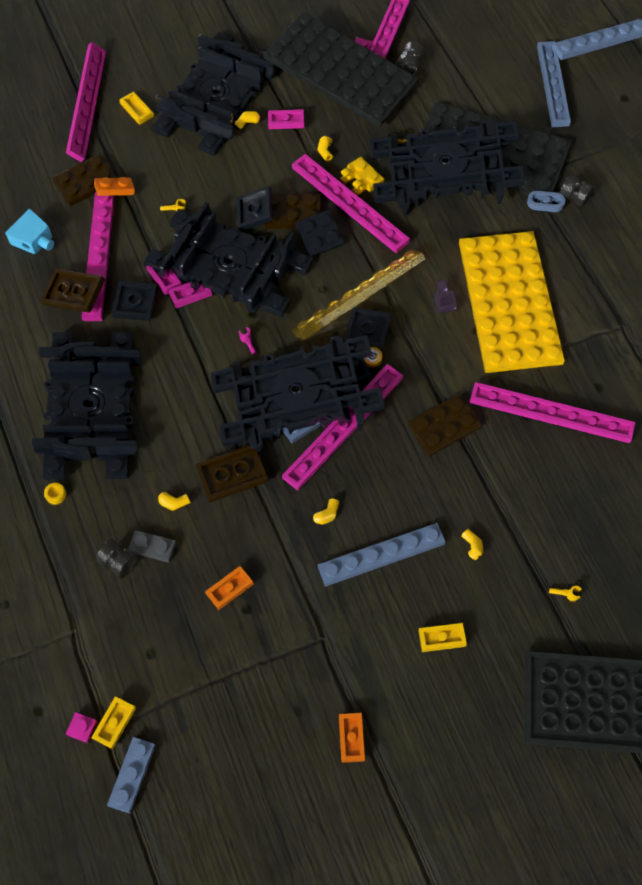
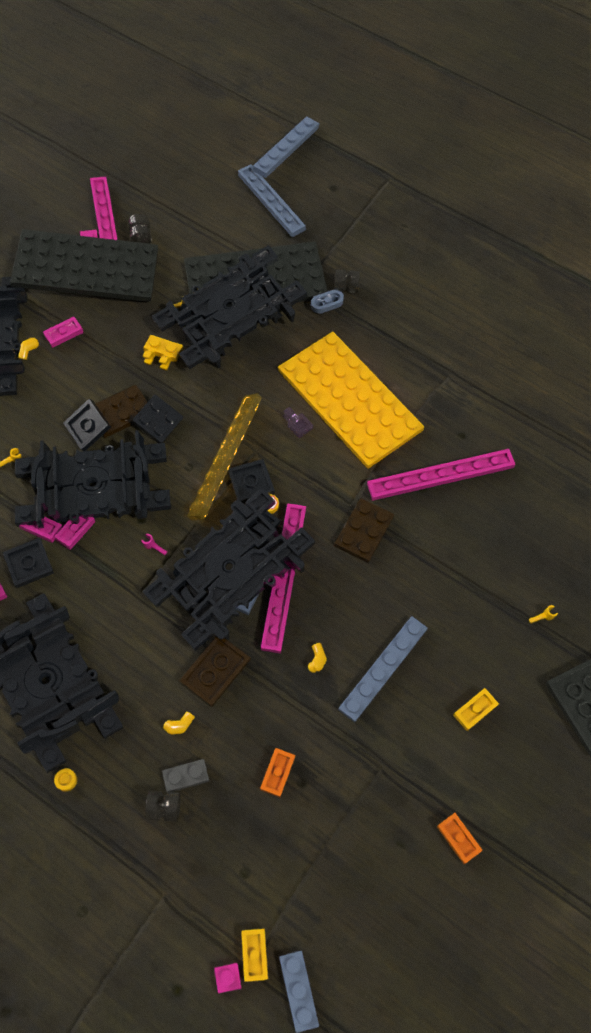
camera: 35 degrees left, 0 degrees up
(323, 148) = (112, 343): yellow arm -> none
(351, 203) = (166, 379): dark pink plate -> none
(476, 544) = (452, 615): yellow arm -> none

